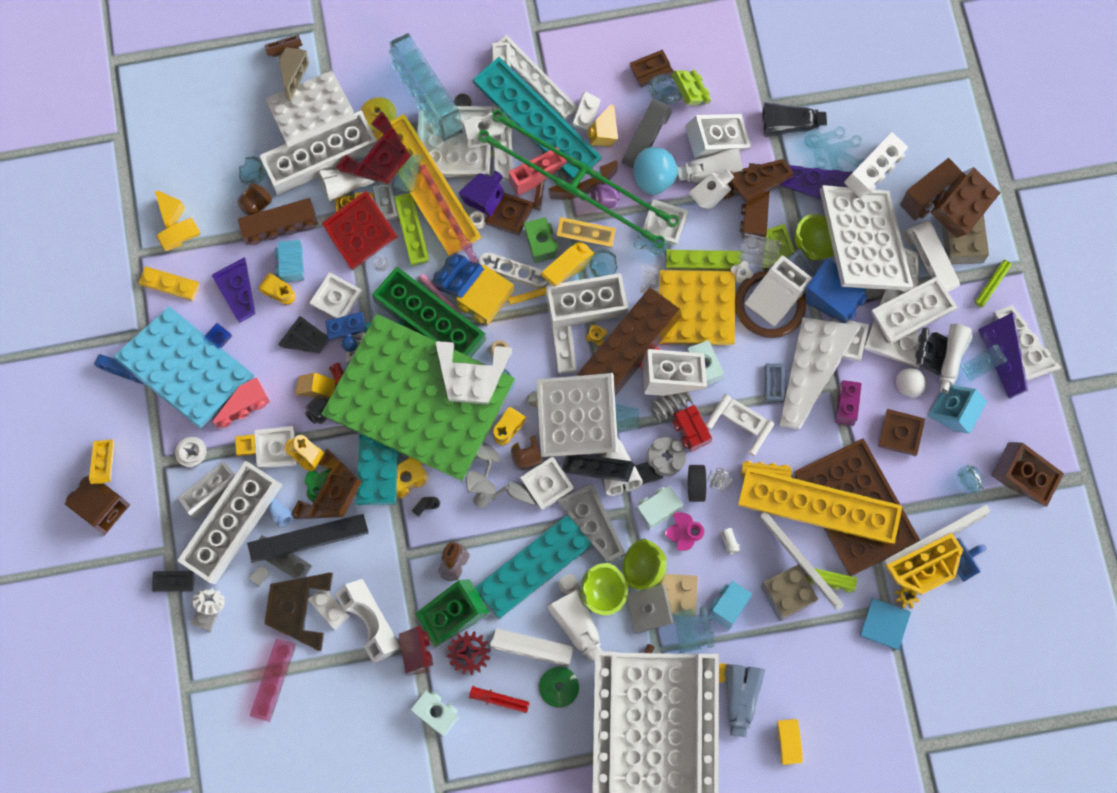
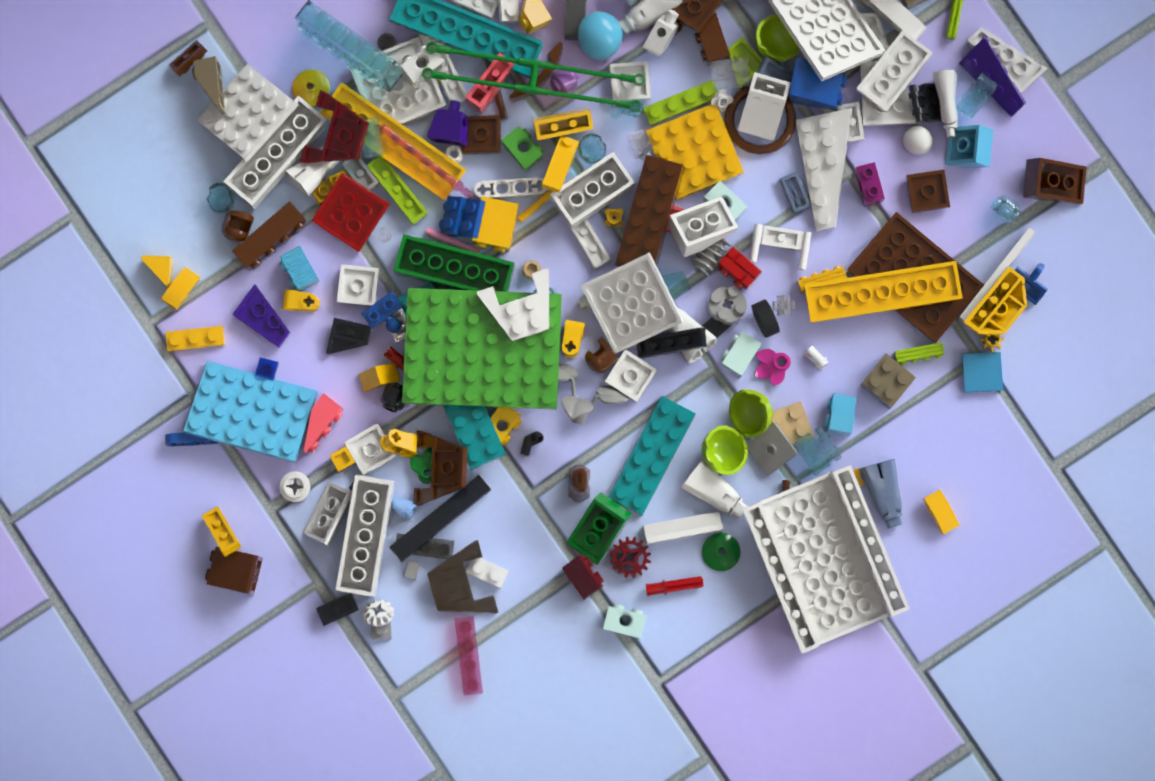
camera: 20 degrees left, 10 degrees up
(358, 600) = (513, 554): white arch -> none
(568, 584) = (690, 458): white plate -> none
(590, 516) = (686, 391): light grey wing -> none
(802, 561) = (887, 349): white tile -> none

